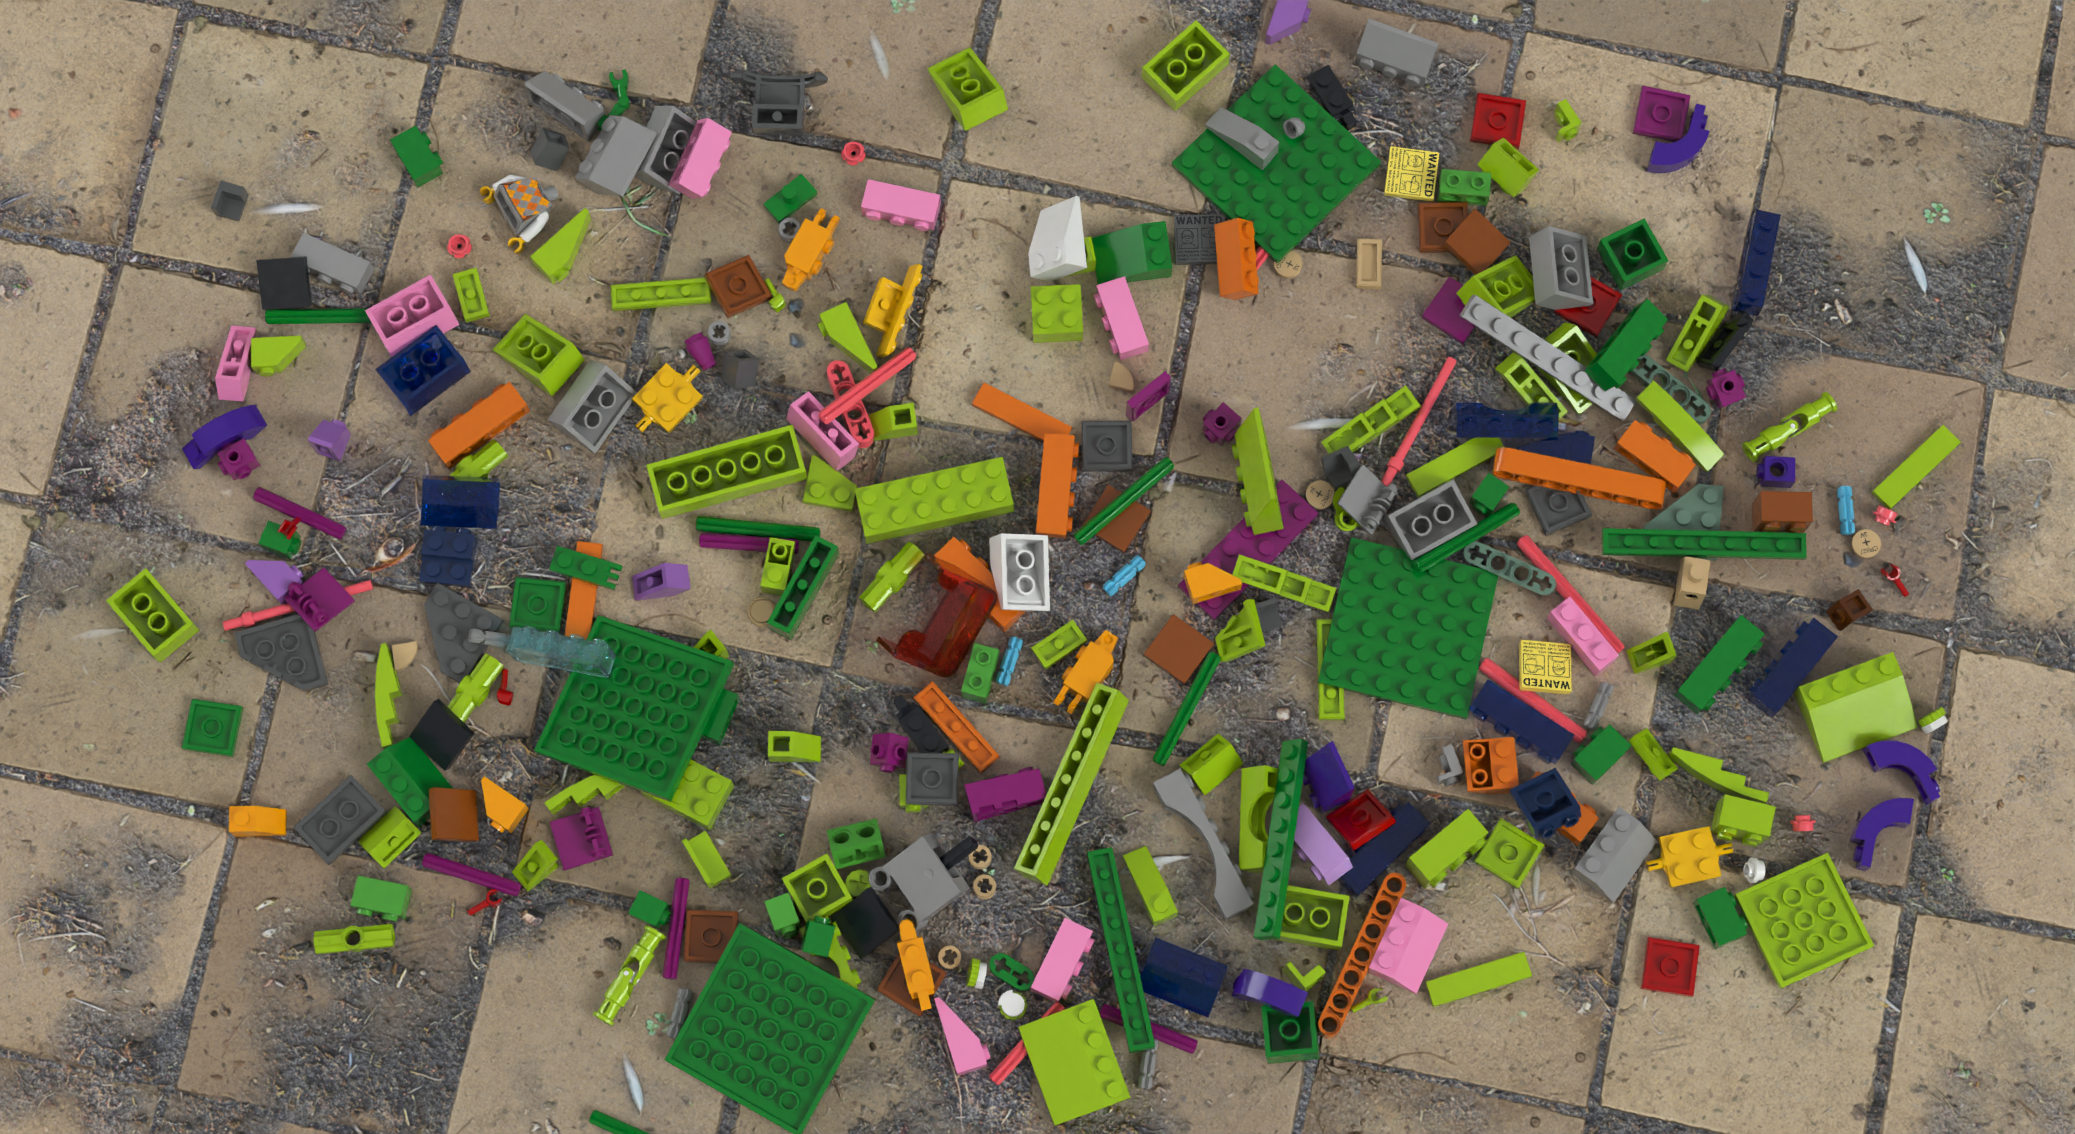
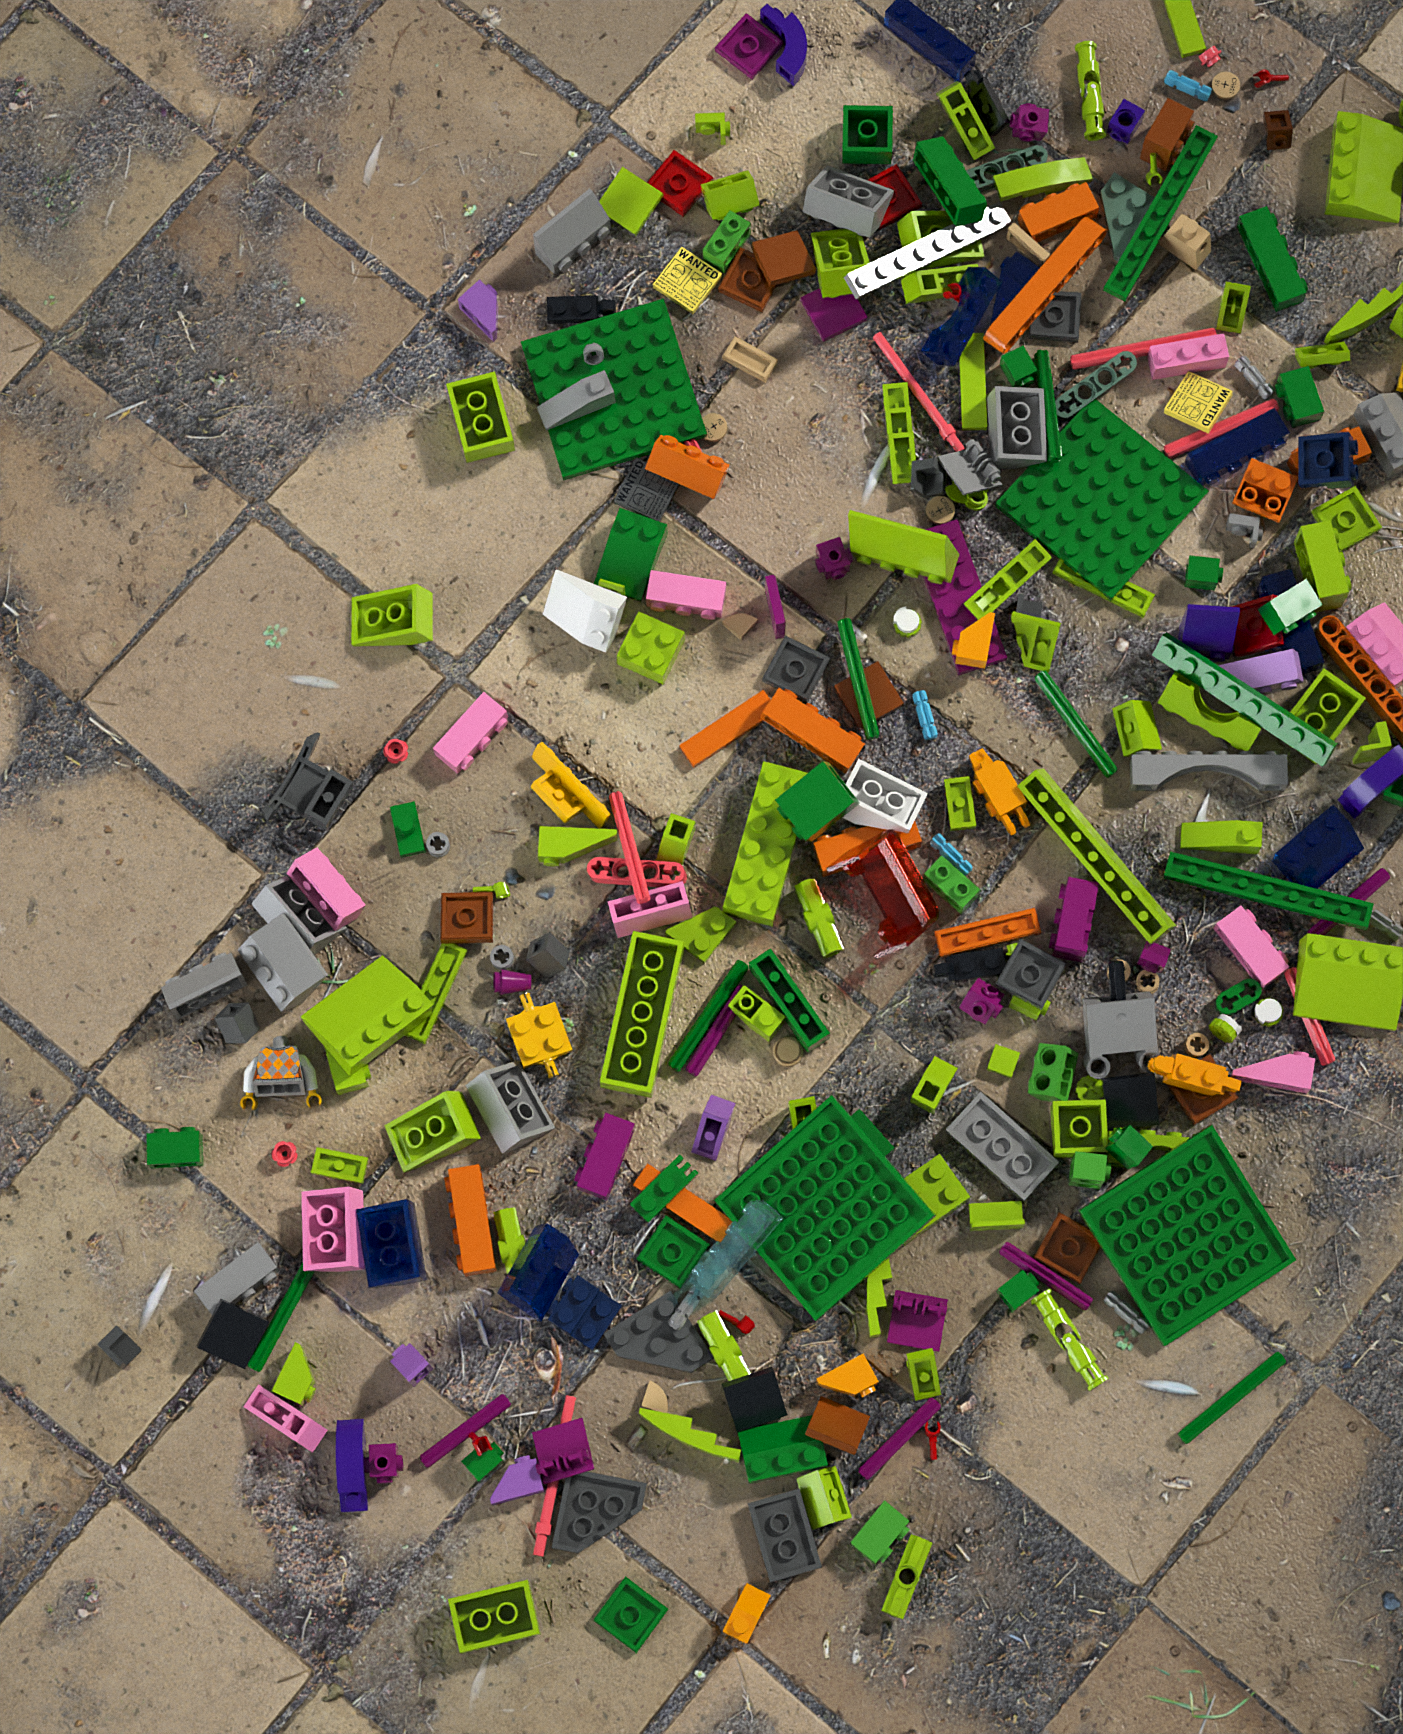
camera: 60 degrees left, 0 degrees up
(589, 505) = (604, 1156): none -> magenta brick
(607, 247) = (368, 1014): none -> lime slope
(620, 86) = (227, 932): green piece -> none
(770, 833) = (1002, 1146): none -> light grey plate
(808, 249) = (467, 837): light orange hinge -> none
(848, 797) = (1003, 1061): none -> lime tile
(983, 516) = (816, 802): none -> green brick
(1007, 880) = (1153, 957): none -> magenta bracket
(1178, 649) = (1017, 703): dark orange tile -> none
(1200, 518) = (907, 622): none -> white piece
(1386, 750) = (1203, 573): none -> green brick
(1386, 836) = (1290, 607): none -> brick
(1455, 87) = (630, 201): none -> lime tile
(1523, 404) = (956, 292): none -> red hand
(1609, 443) = (1027, 245): none -> tan tile
(1744, 518) = (1153, 170): none -> lime hand
(1792, 668) = (1305, 201): clear blue brick -> none

